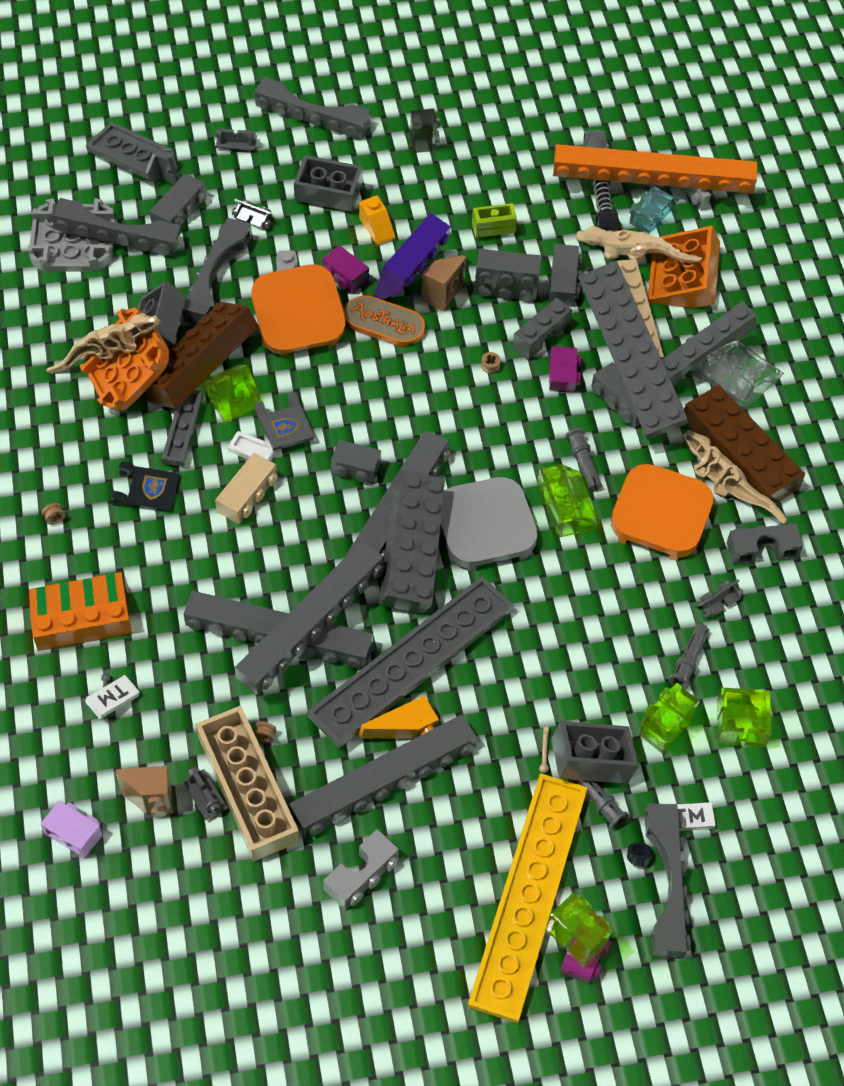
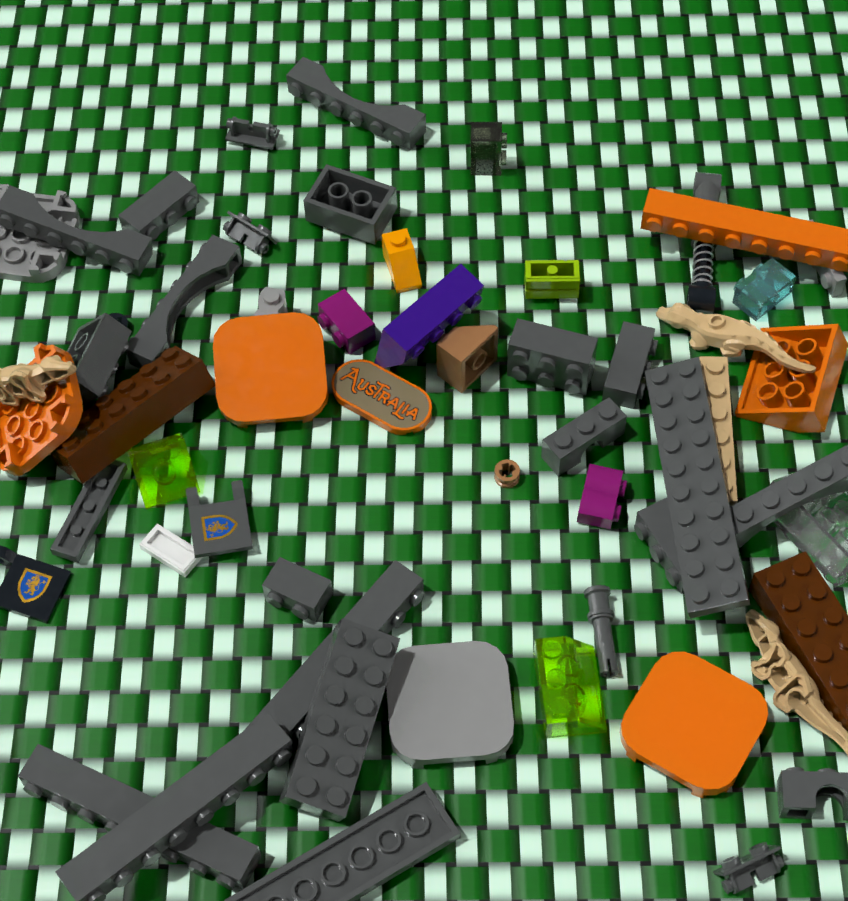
camera: 15 degrees right, 0 degrees up
(135, 153) = (122, 137): dark grey hinge -> none
(246, 488) = (147, 606): tan brick -> none

